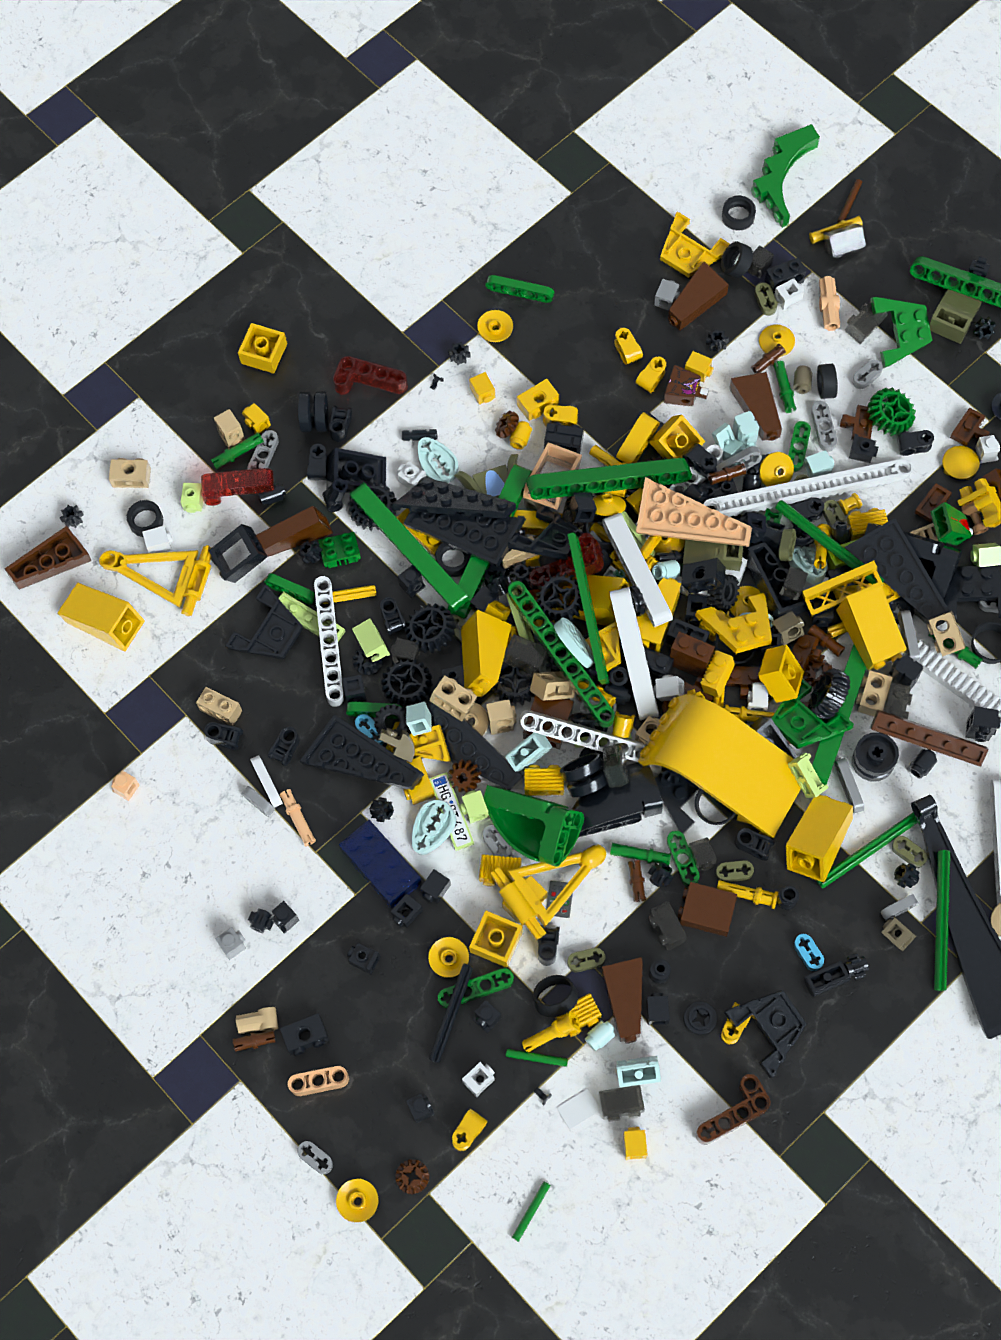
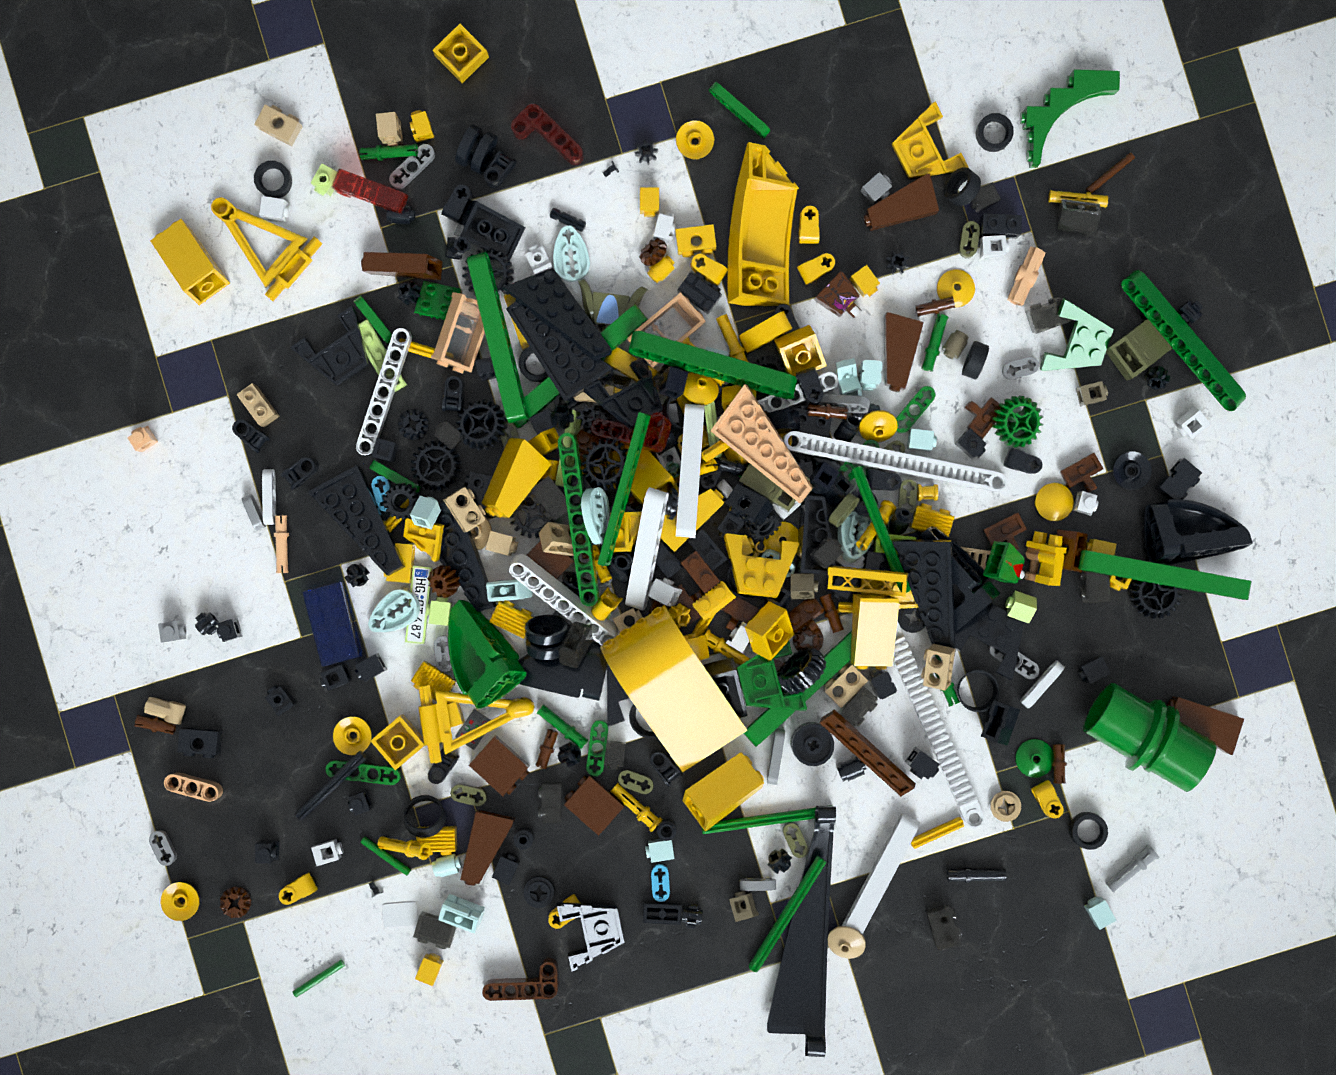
camera: 25 degrees right, 20 degrees up
(48, 559) = (166, 179): reddish brown wedge -> none
(71, 516) = (201, 146): black gear -> none
(256, 556) = (355, 262): black window -> none
(370, 640) = (422, 410): yellowish green hinge -> none
(374, 562) = (460, 335): none -> door
(402, 744) = (398, 528): dark tan brick -> none
(506, 401) = (664, 227): none -> white brick
(589, 368) = (760, 231): none -> yellow slope
(602, 917) = (500, 766): none -> reddish brown brick
(666, 570) = (719, 480): light aqua brick -> none
(792, 920) = (659, 850): none -> light aqua brick
(806, 776) = (740, 736): yellowish green hinge -> none
(826, 418) = (950, 416): light grey beam -> none
(908, 635) = (904, 651): light grey beam -> none
(938, 364) = (1084, 396): none -> dark tan brick

